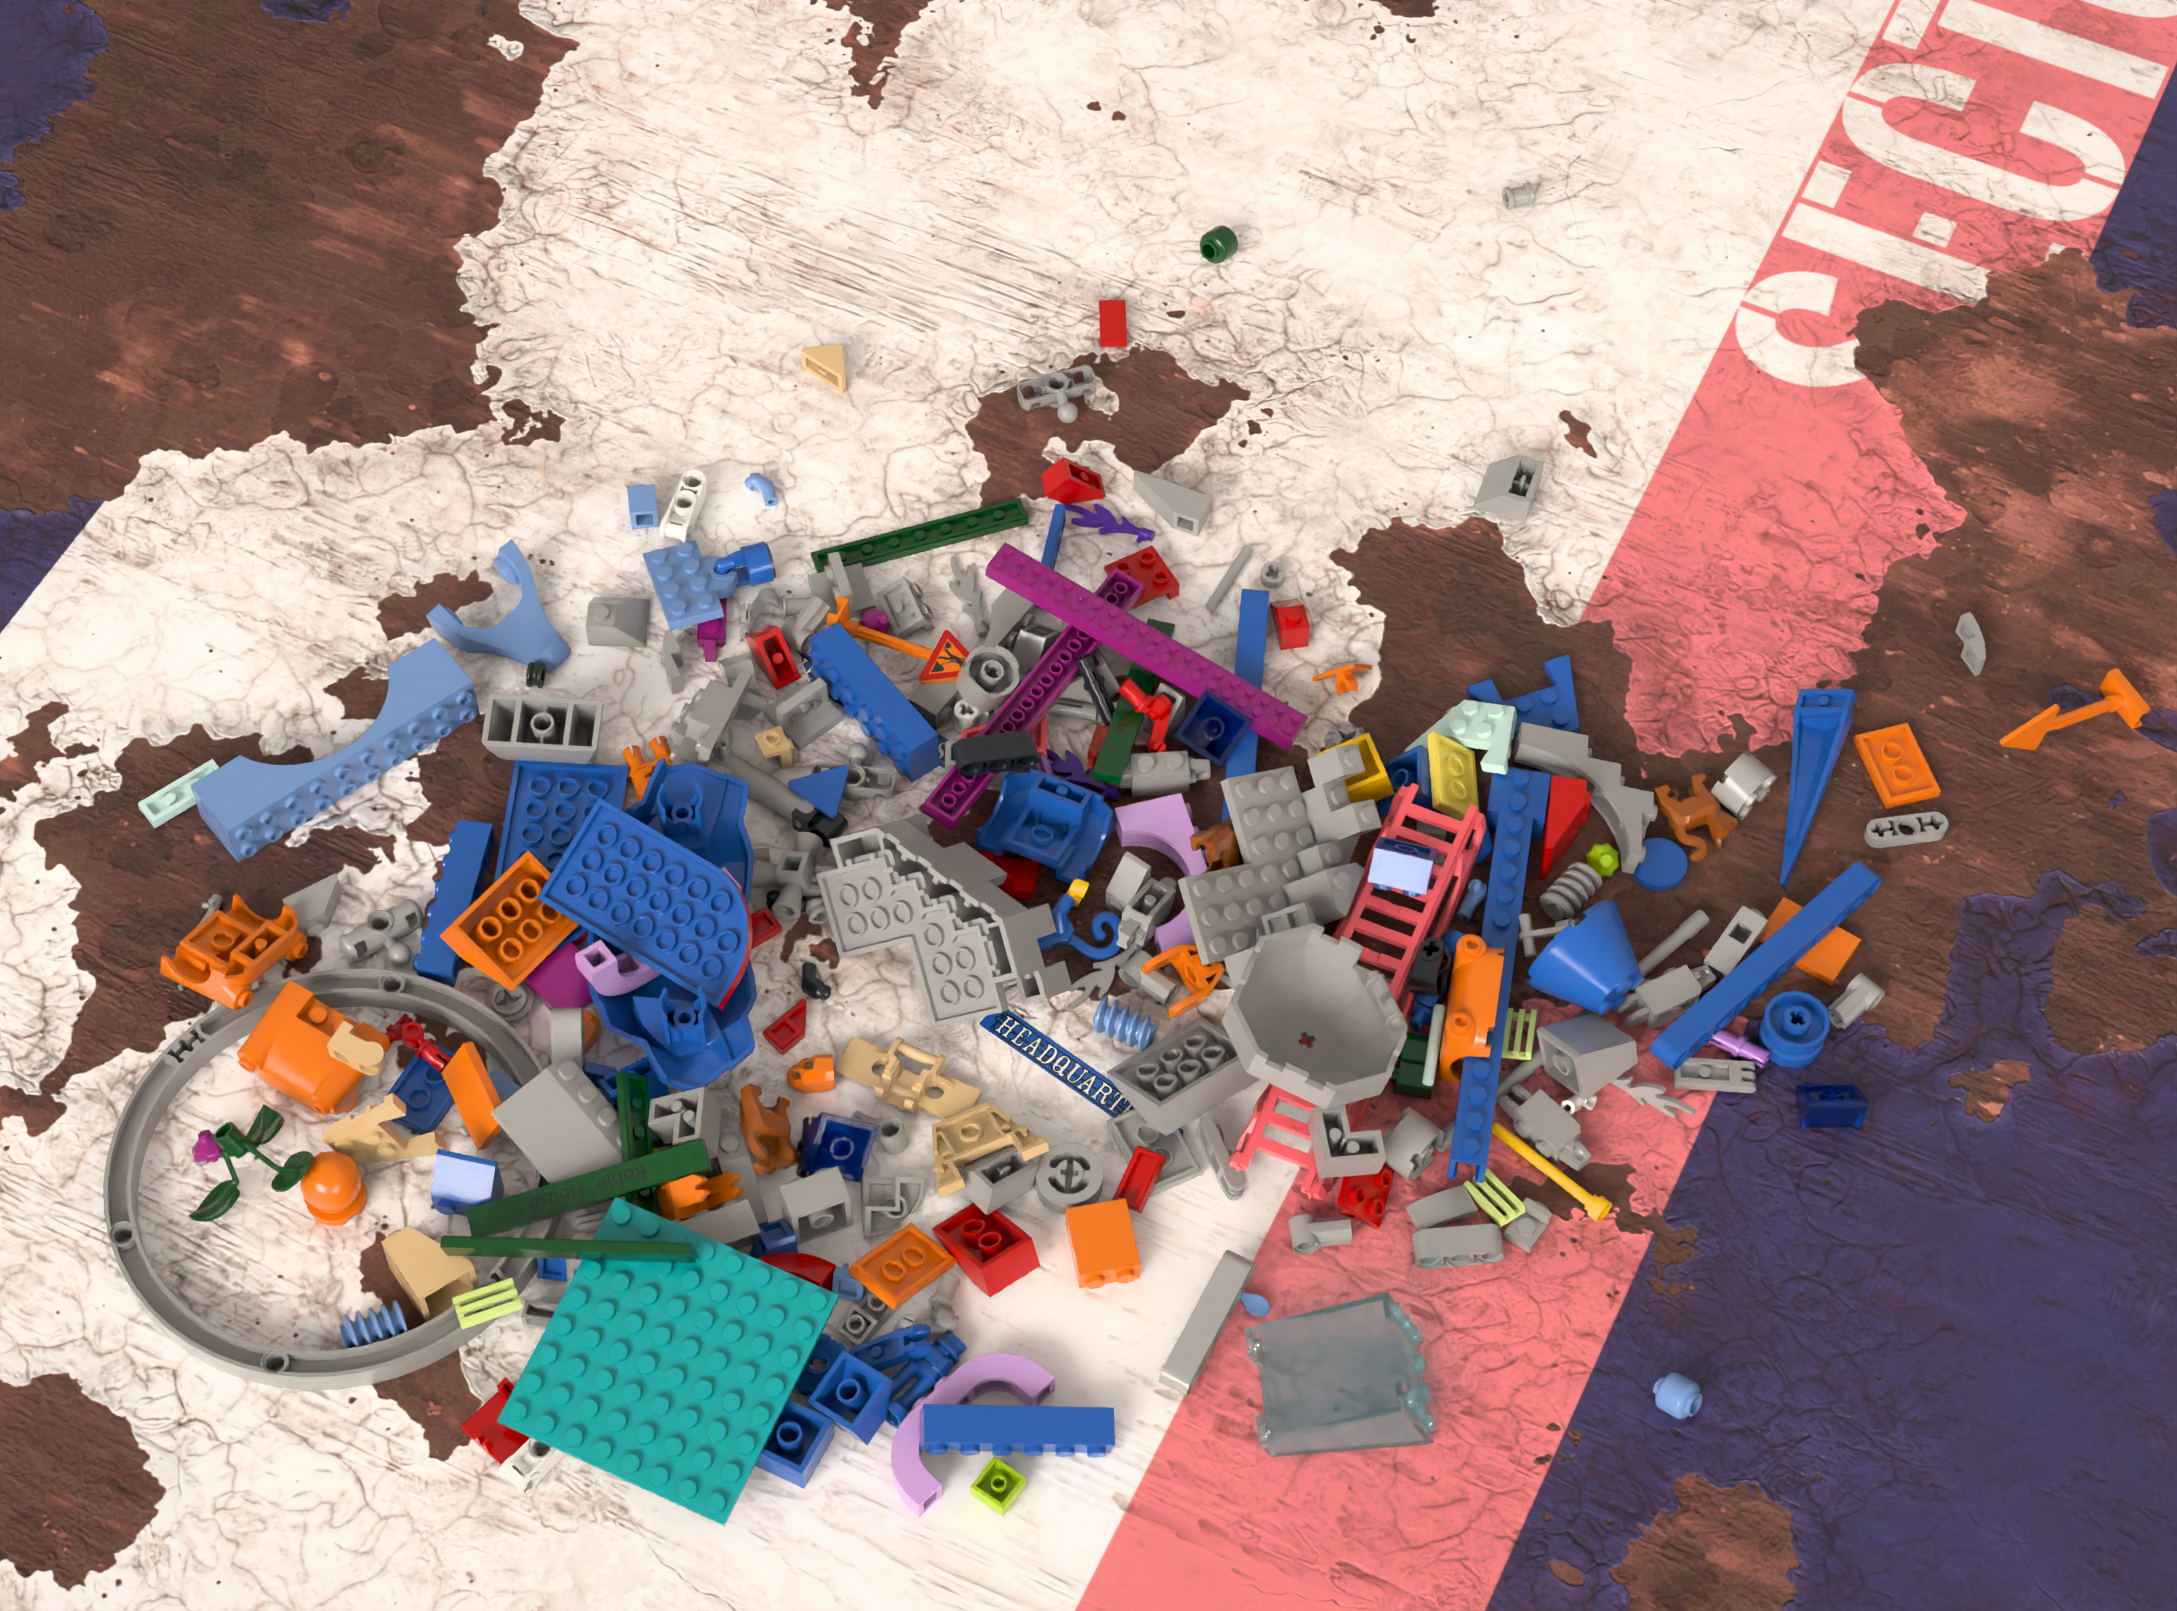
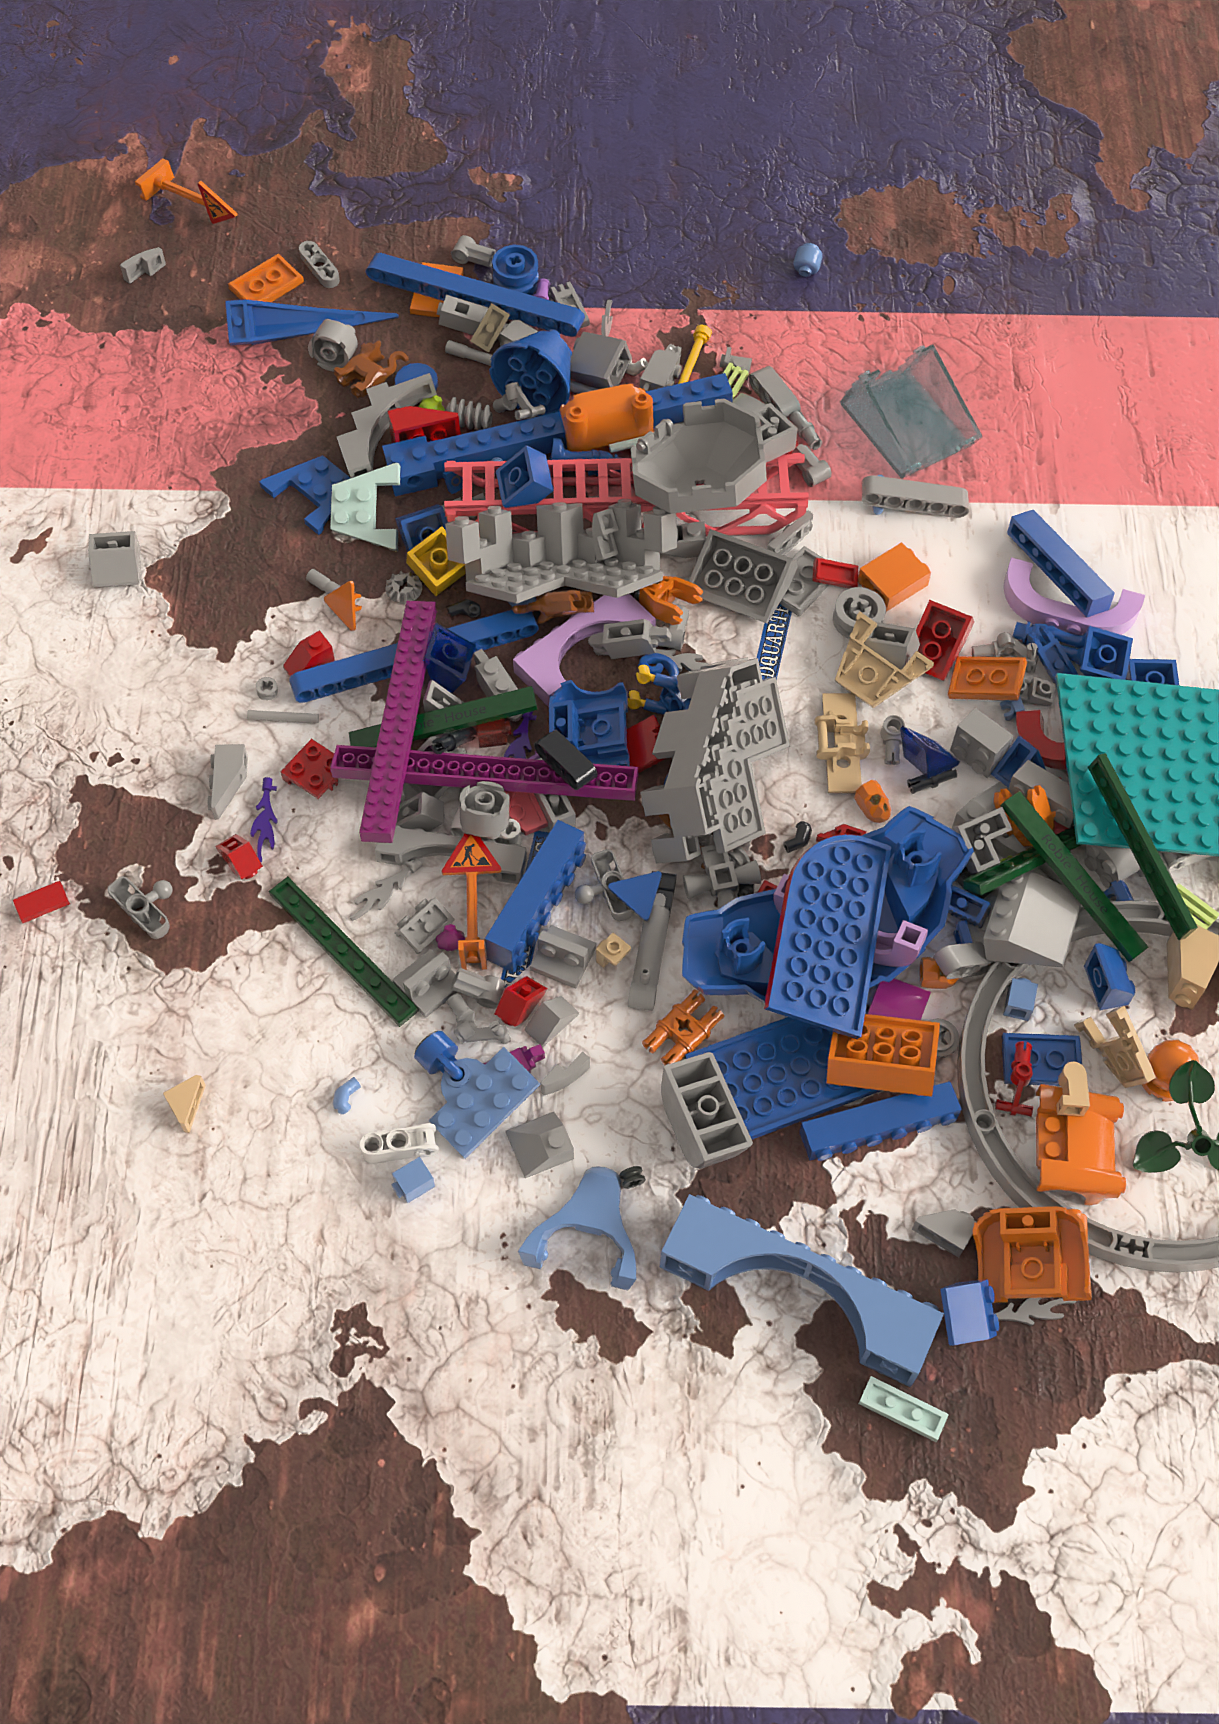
camera: 115 degrees left, 5 degrees up
(206, 1148) = (1193, 1185): magenta piece -> none
(221, 866) = (969, 1312): none -> slope
(395, 928) = (950, 1168): light grey piece -> none
(473, 1094) = (1041, 1003): orange tile -> none
(709, 718) = (625, 997): light grey piece -> none
(767, 1127) = (948, 797): dark orange animal -> none
(888, 1202) = (938, 715): light grey brick -> none
(998, 1486) = (1099, 563): lime piece -> none
(1054, 537) = (316, 843): blue tile -> none
(1124, 1025) = (721, 626): medium blue piece -> none
(1126, 882) = (612, 662): light grey slope -> none
(1155, 707) = (451, 698): red pin -> none
(1380, 1255) = (805, 430): none -> light grey pin
(1386, 670) = (321, 581): none -> light grey piece
(1430, 968) = (594, 447): black piece -> none
(1452, 776) = (411, 505): light yellow tile -> none
(1695, 952) = (490, 327): none -> dark tan plate
(1831, 1105) = (558, 243): clear blue slope -> none

